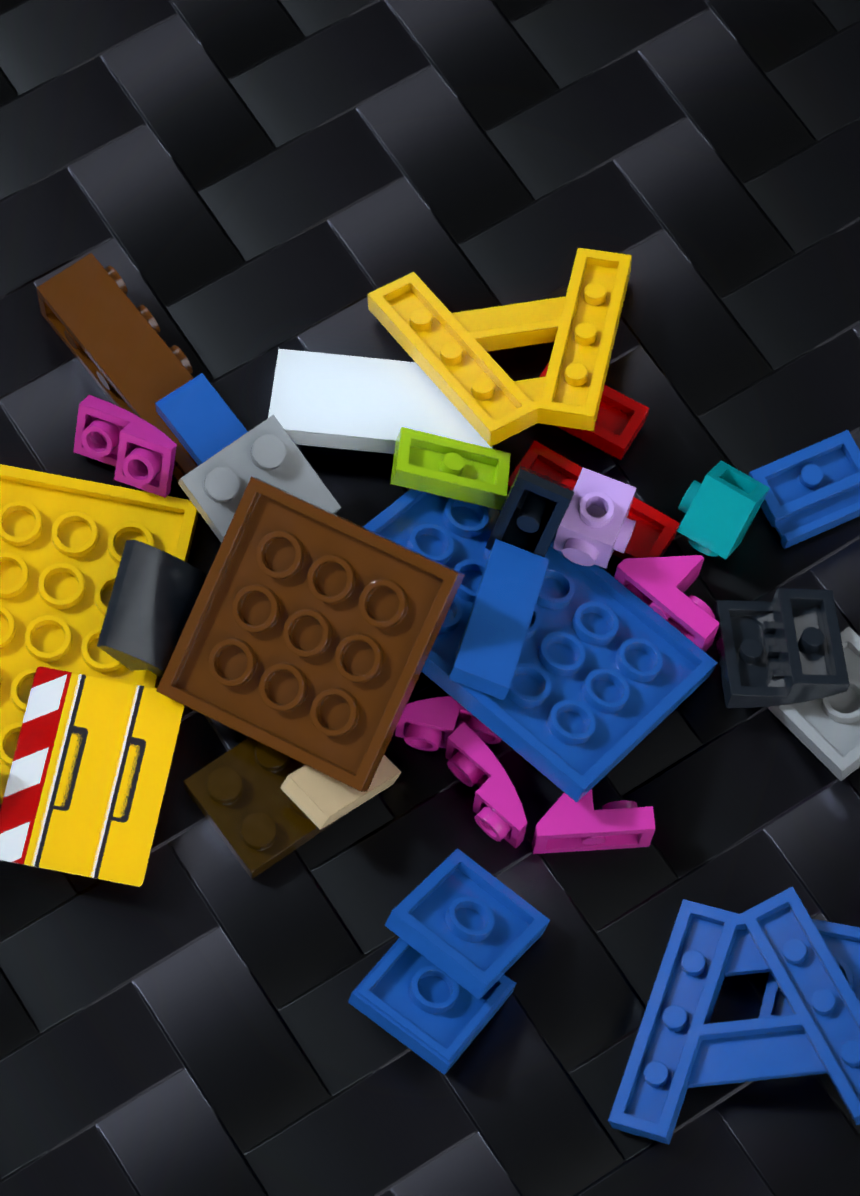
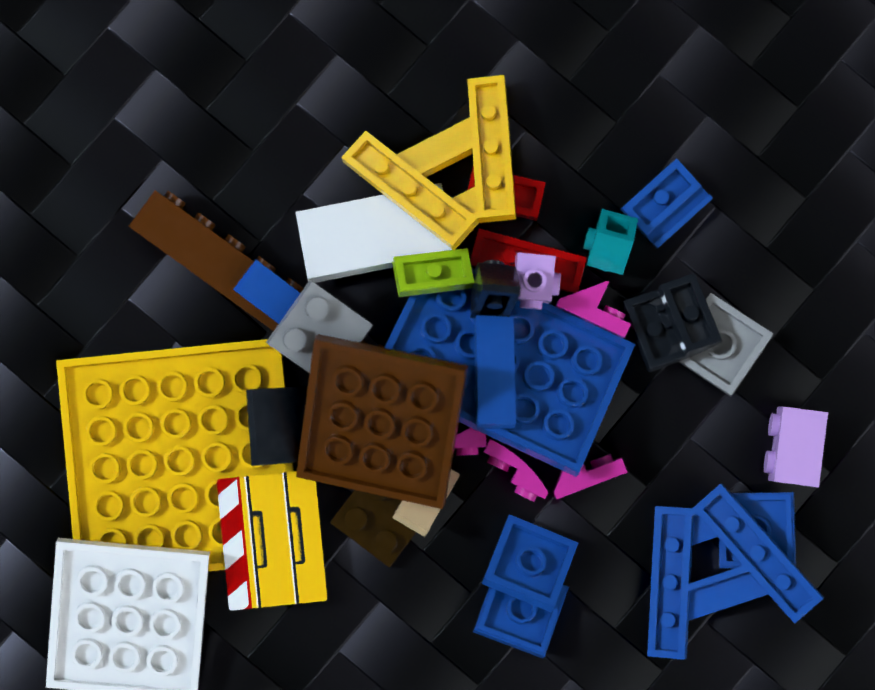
camera: 10 degrees left, 20 degrees up
(124, 440) = (210, 309): dark pink slope -> none

